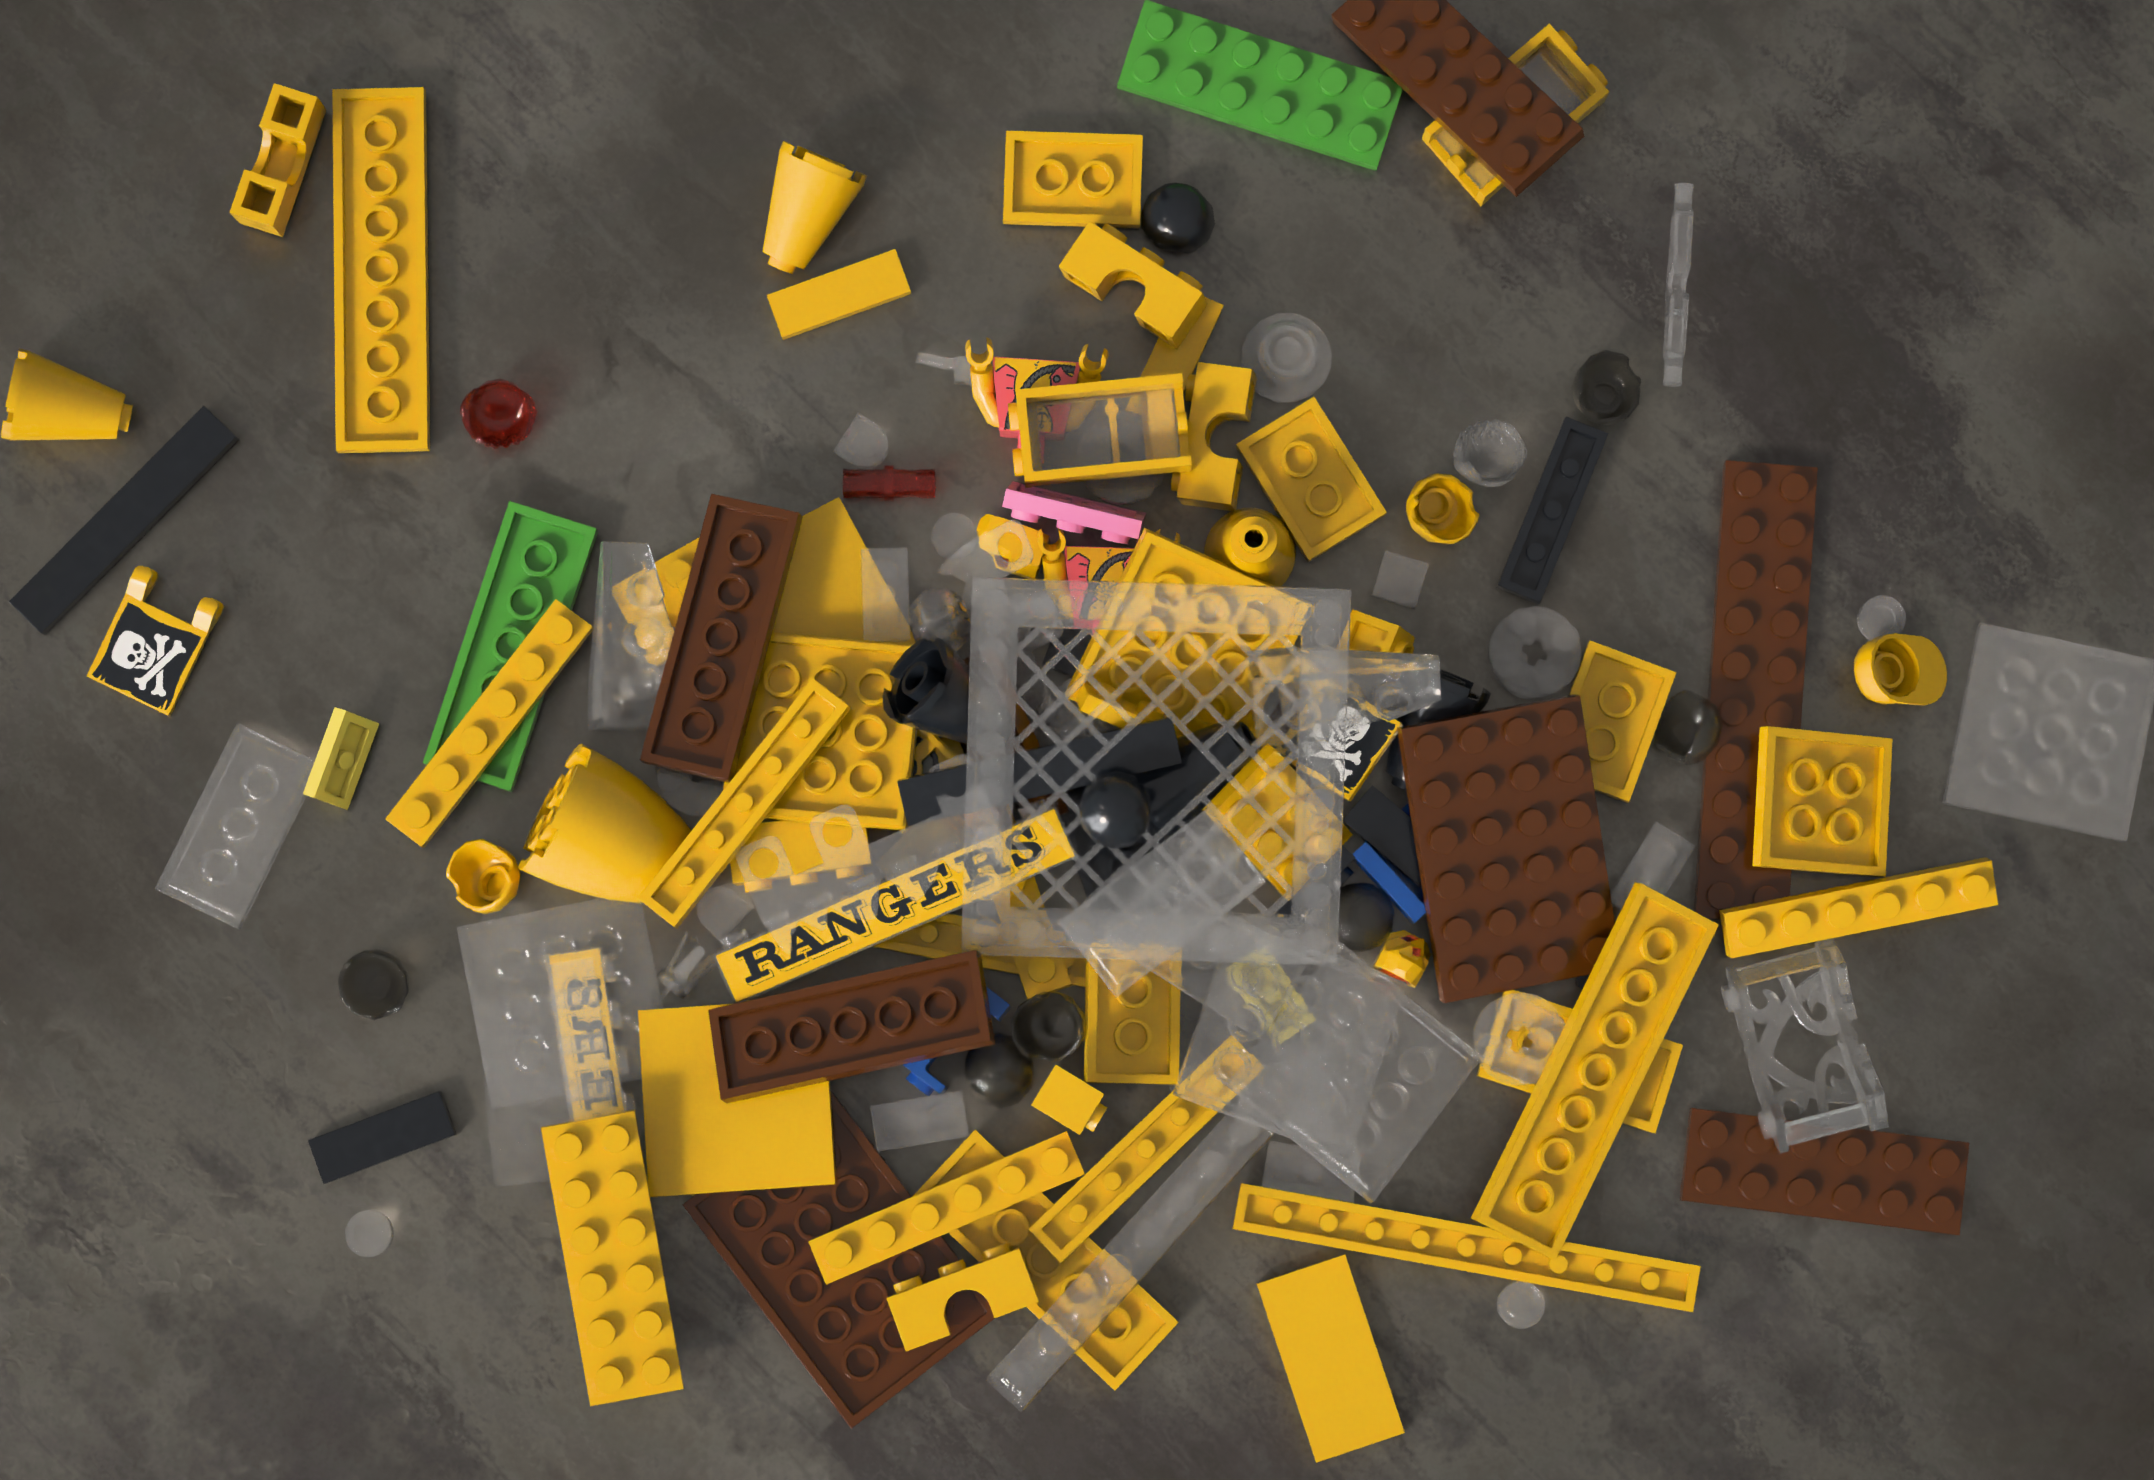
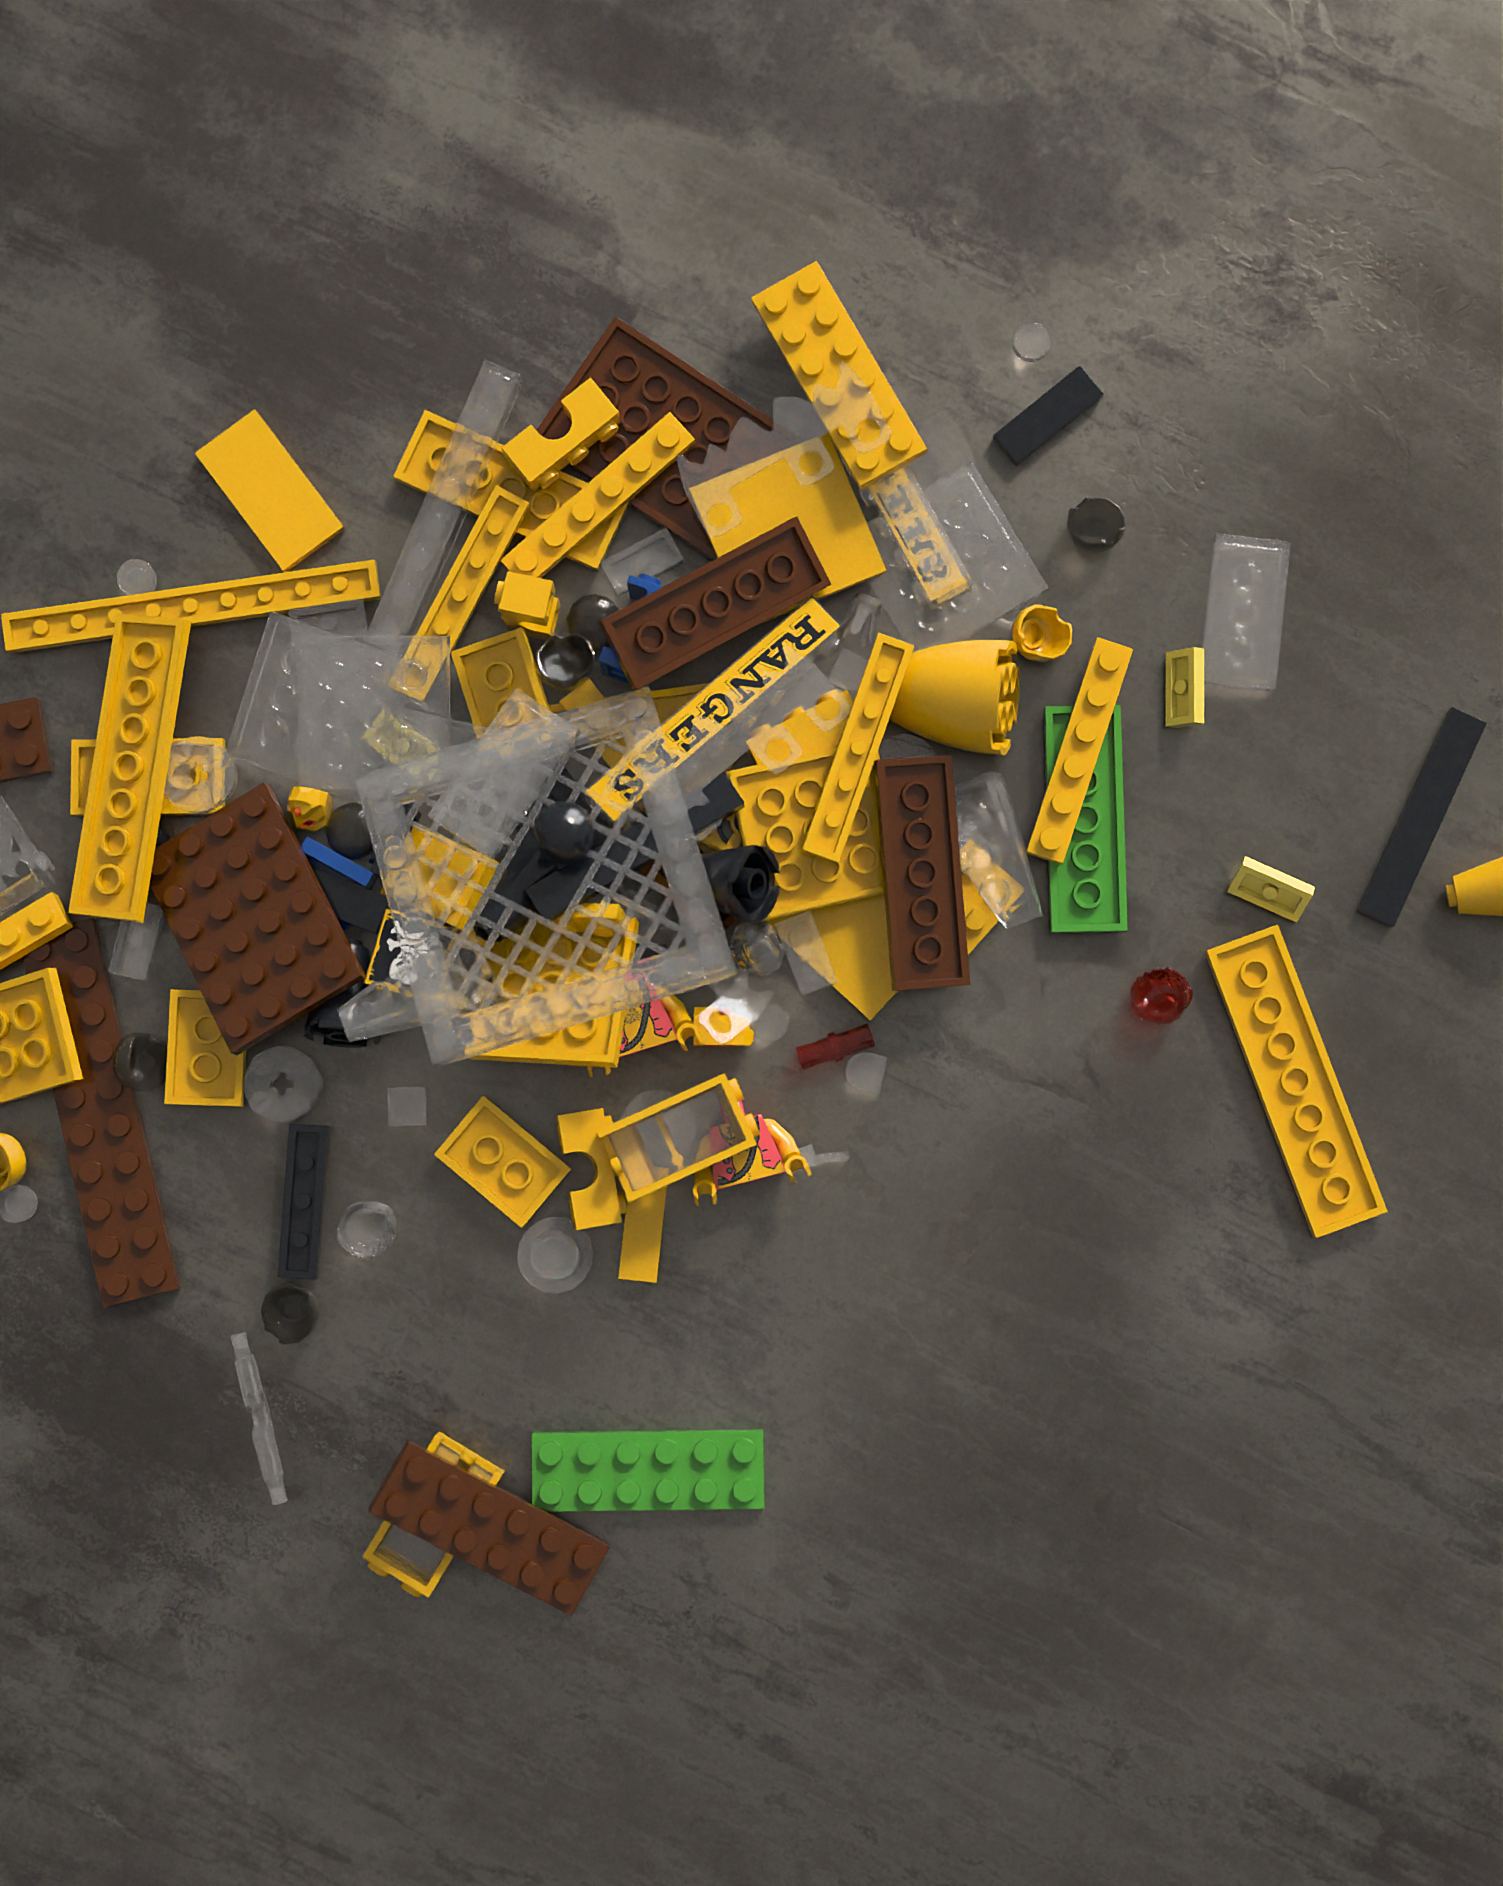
camera: 160 degrees right, 0 degrees up
(149, 650) = (1363, 723): flag -> none
(289, 135) = (1407, 1160): yellow arch -> none
(328, 493) = (1271, 889): none -> light yellow plate
(689, 1200) = (794, 432): none -> clear piece
(806, 205) = (977, 1246): yellow cone -> none
(839, 294) = (927, 1184): yellow tile -> none
(1072, 179) = (772, 1340): yellow plate -> none
(1073, 512) = (677, 1067): bright pink plate -> none
(1103, 260) = (726, 1281): yellow arch -> none
(1177, 218) = (678, 1338): black hair -> none
(1270, 561) = (543, 1102): yellow cone -> none
(1378, 635) = (405, 1049): yellow bracket -> none
(1441, 509) = (390, 1170): yellow hair -> none

